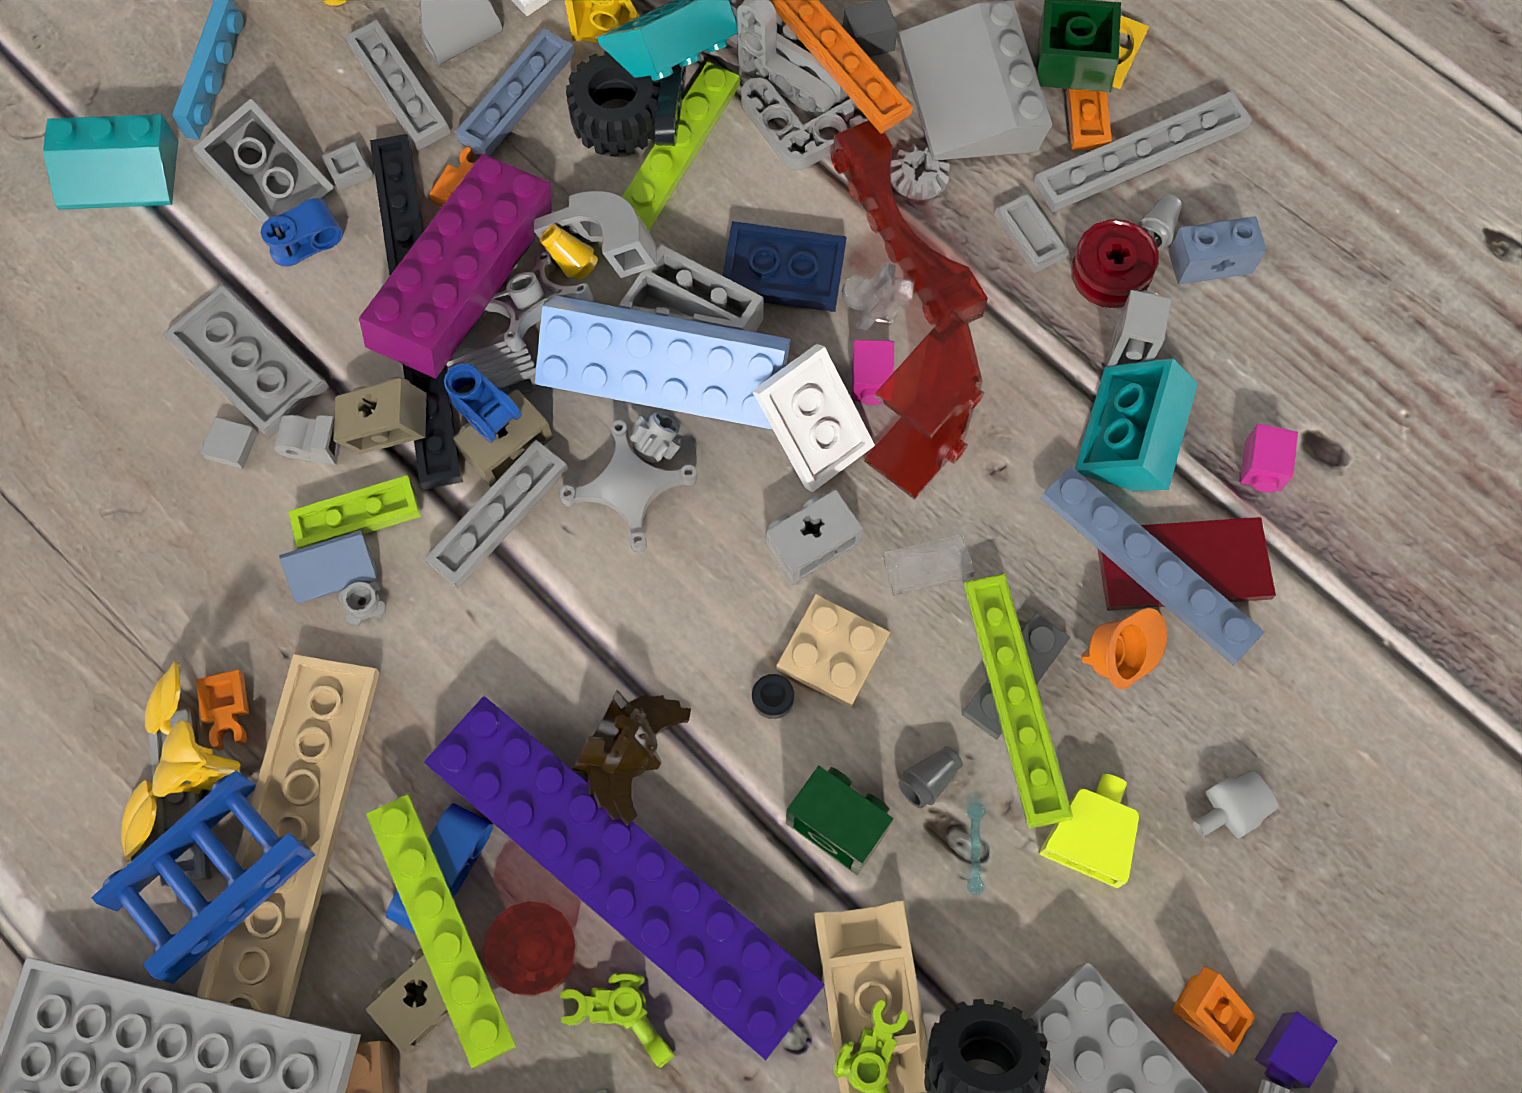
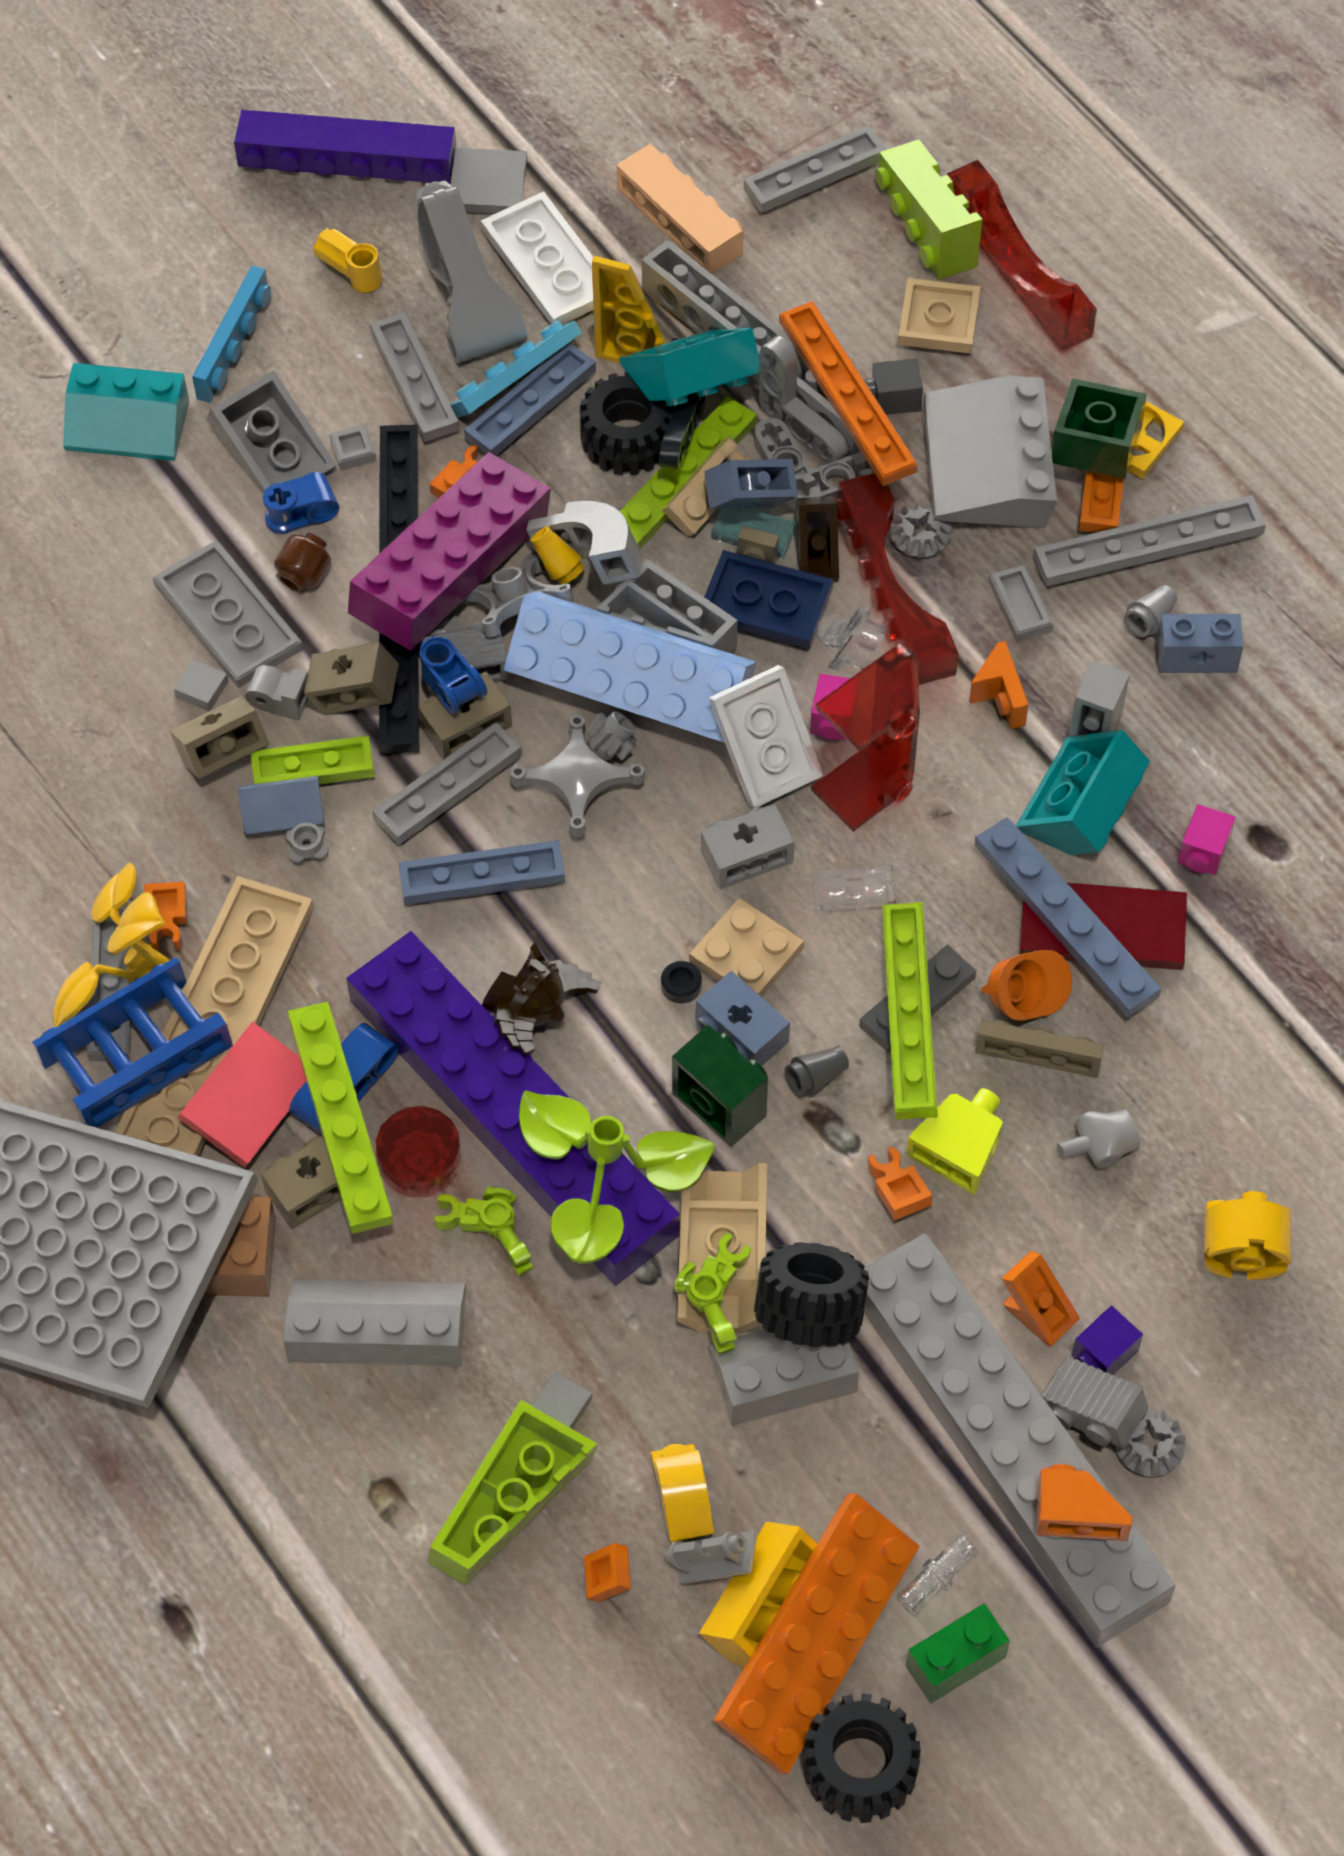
camera: 10 degrees right, 10 degrees down
(252, 502) = (219, 737): none -> dark tan brick
(313, 295) = (302, 562): none -> reddish brown head
(336, 911) = (246, 1095): none -> coral tile
(483, 71) = (502, 375): none -> medium azure plate
(547, 608) = (481, 872): none -> sand blue plate
(705, 158) = (690, 504): none -> tan plate
(732, 1027) = (593, 1230): none -> lime plant
(749, 149) = (751, 483): none -> sand blue brick
(757, 195) = (732, 519): none -> clear light blue tile
(766, 211) = (758, 544): none -> dark tan plate
(823, 193) = (818, 536): none -> dark brown slope
(835, 714) = (744, 1017): none -> sand blue brick
(975, 813) = (853, 1111): clear light blue hinge -> none
(1035, 318) = (1000, 681): none -> orange slope
(1043, 900) = (898, 1188): none -> orange plate
(1113, 261) = (1095, 632): dark red wheel -> none
(1154, 714) = (1039, 1048): none -> dark tan plate
(1419, 906) = (1247, 1237): none -> yellow brick

